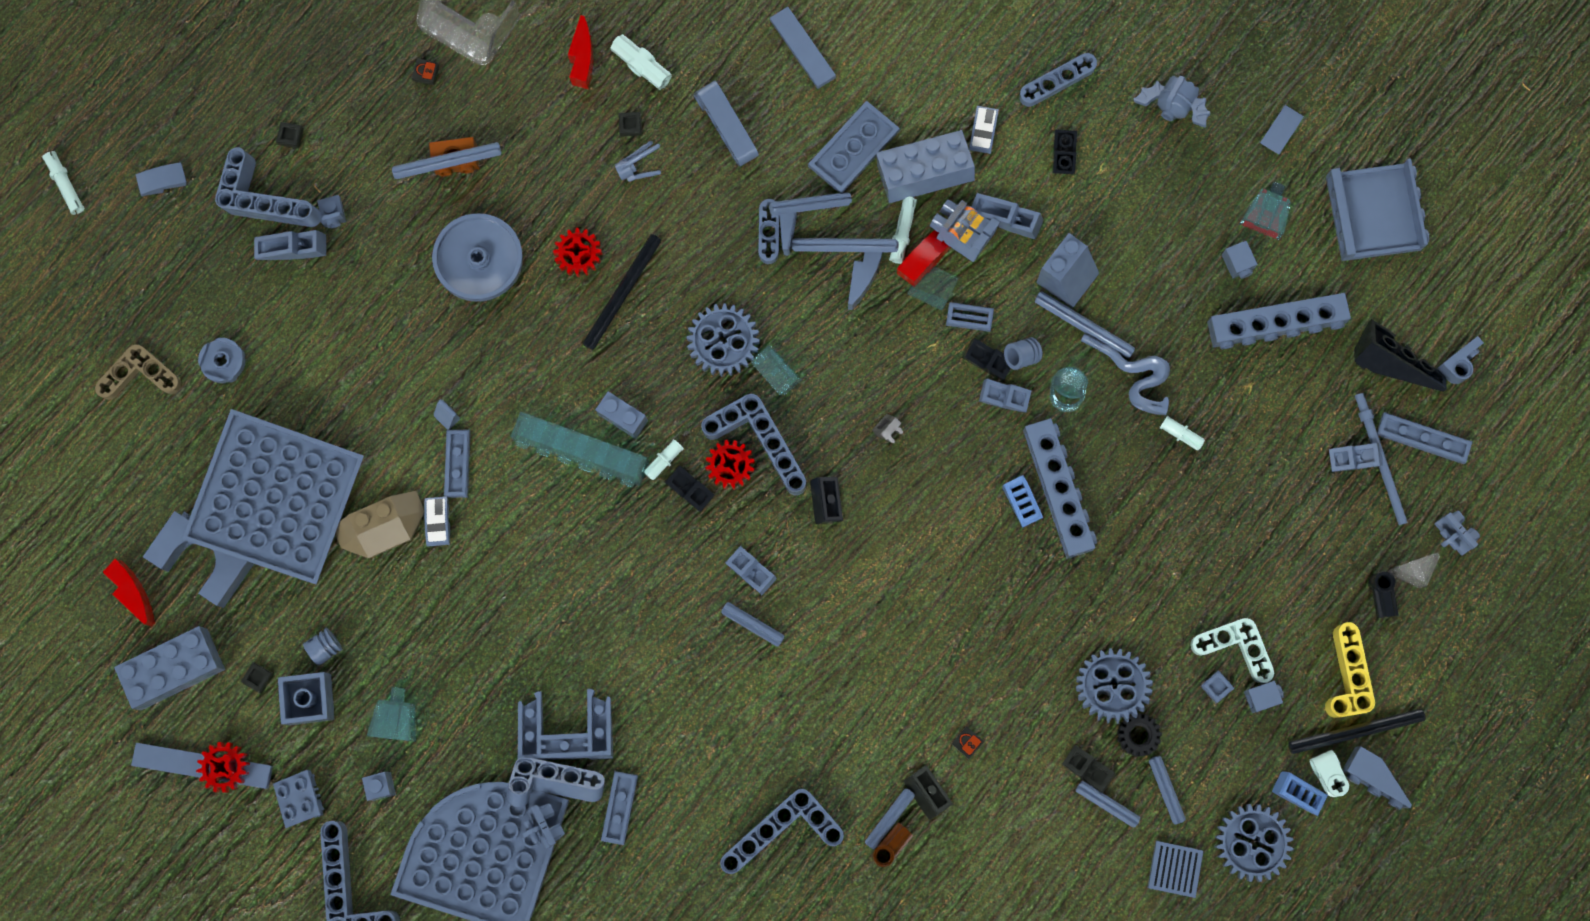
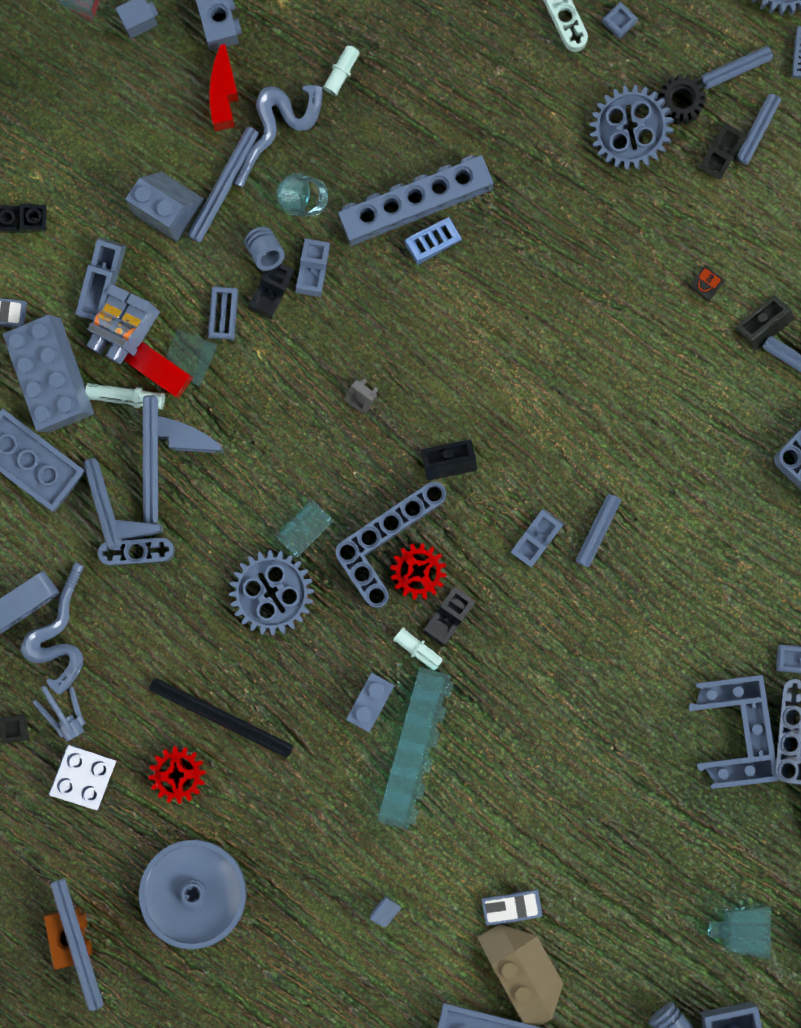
camera: 100 degrees left, 5 degrees up
(457, 463) = (441, 891): sand blue tile -> none
(584, 175) = (82, 777): none -> hinge
(698, 140) = (31, 644): none -> sand blue animal
(1168, 328) = (222, 91): none -> red slope

